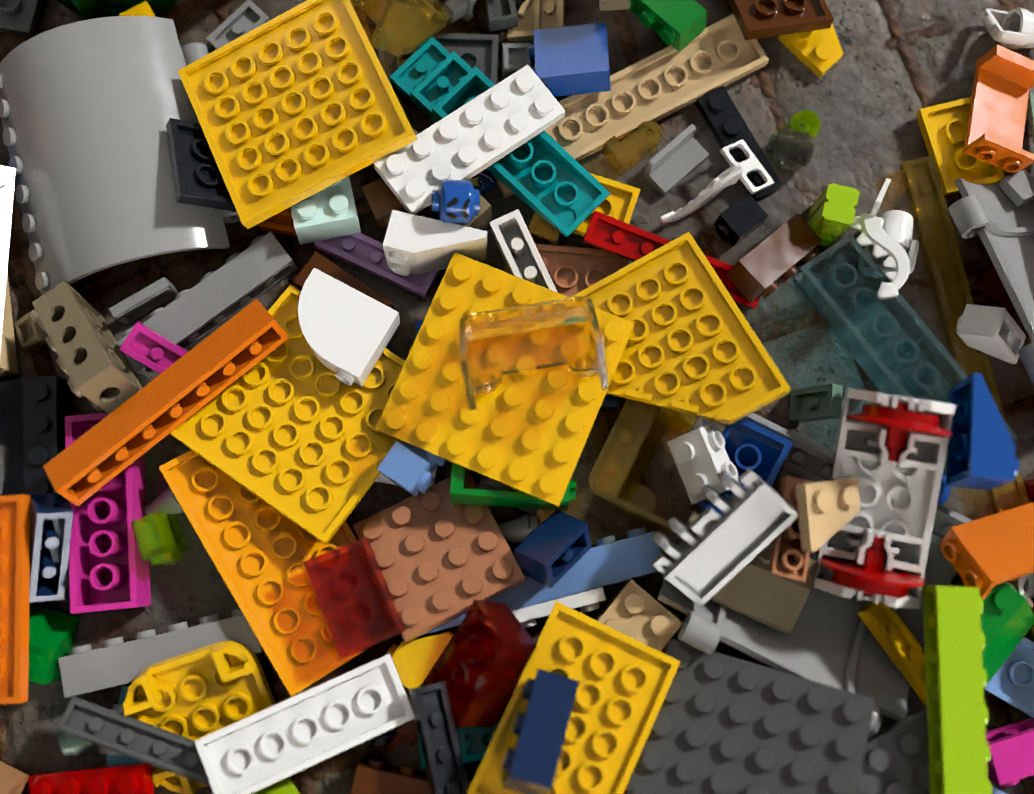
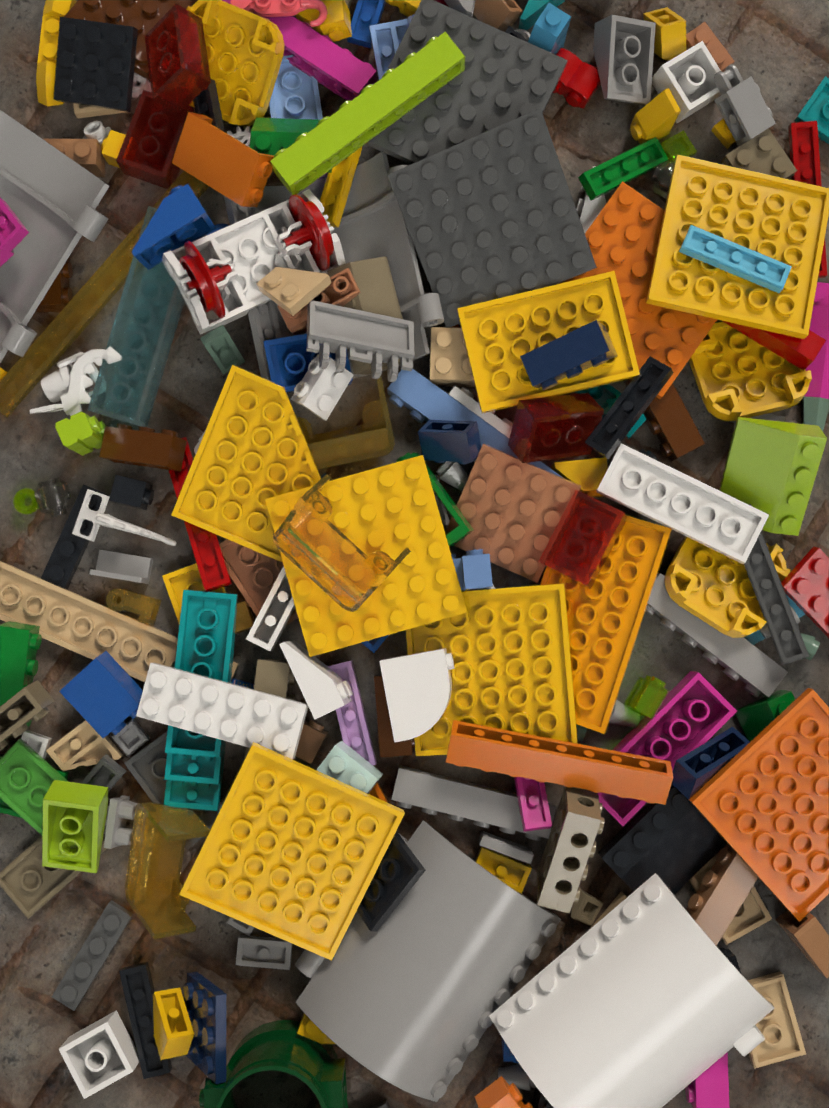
camera: 130 degrees left, 5 degrees up
(127, 281) = (504, 868): none -> yellow plate
(456, 201) = (275, 680): blue head -> none
(991, 332) = (85, 273): white slope -> none

